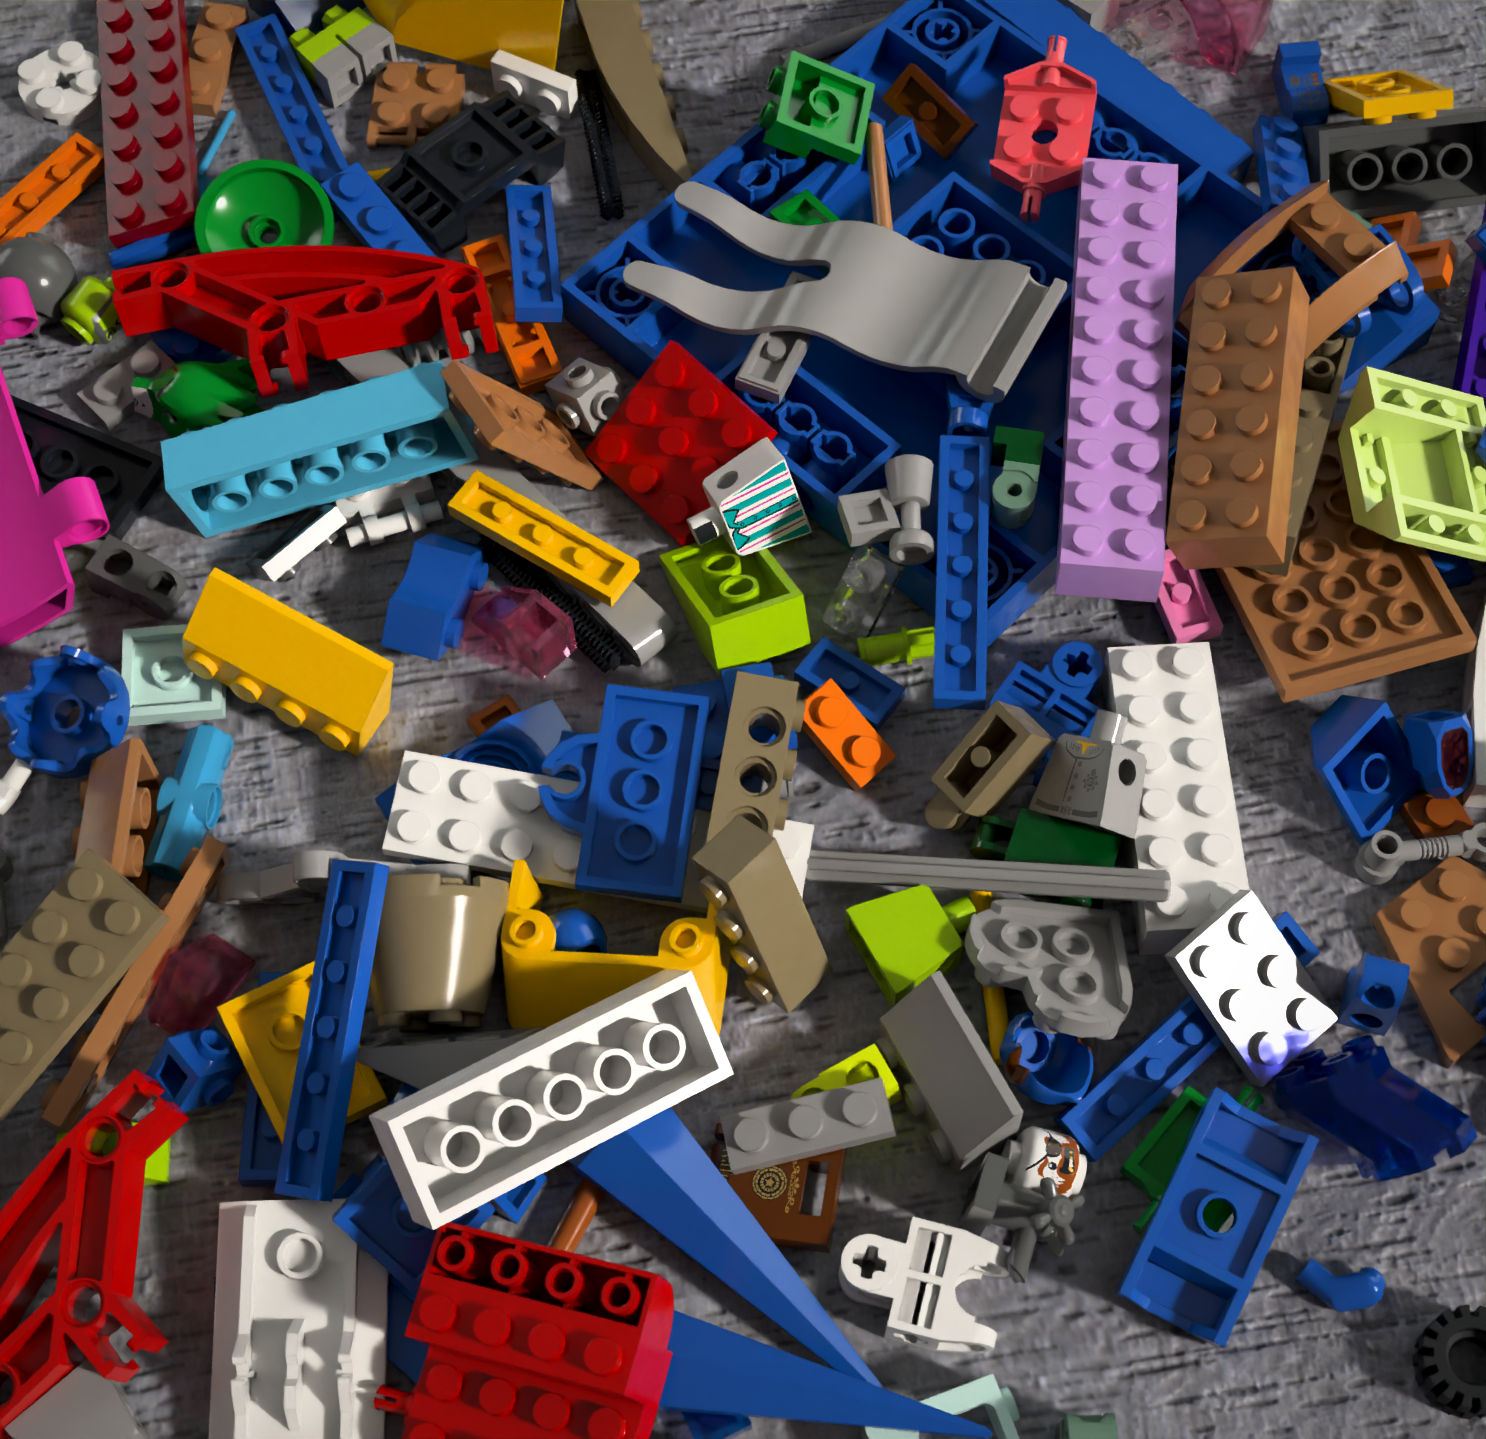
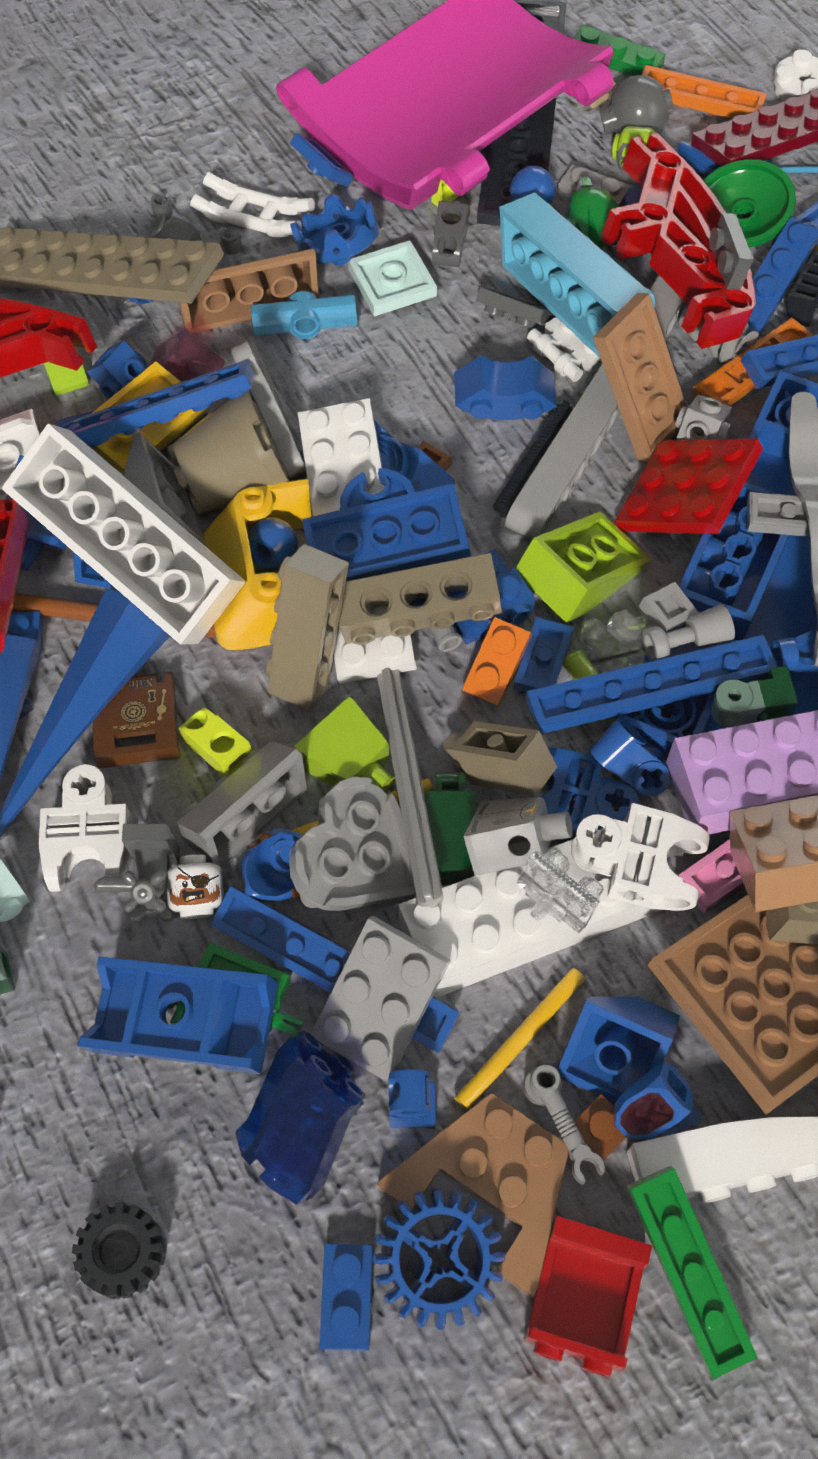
camera: 70 degrees right, 0 degrees up
(124, 1003) = (159, 326): medium nougat plate -> none
(126, 449) = (532, 180): none -> blue piece
(287, 663) = (408, 321): yellow slope -> none
(391, 257) = (731, 251): none -> dark grey plate
(528, 628) = (499, 449): clear pink slope -> none
(543, 538) = (566, 426): yellow plate -> none
(751, 502) = (657, 542): white torso -> none
(807, 1126) = (174, 718): light grey plate -> none
(1035, 629) = (632, 758): none -> blue piece
(1172, 657) = (619, 850): none -> white piece
(1197, 752) = (557, 892): none -> clear hips
(1317, 867) = (519, 1039): none -> yellow bar
(1345, 1291) = (156, 1137): blue arm -> none

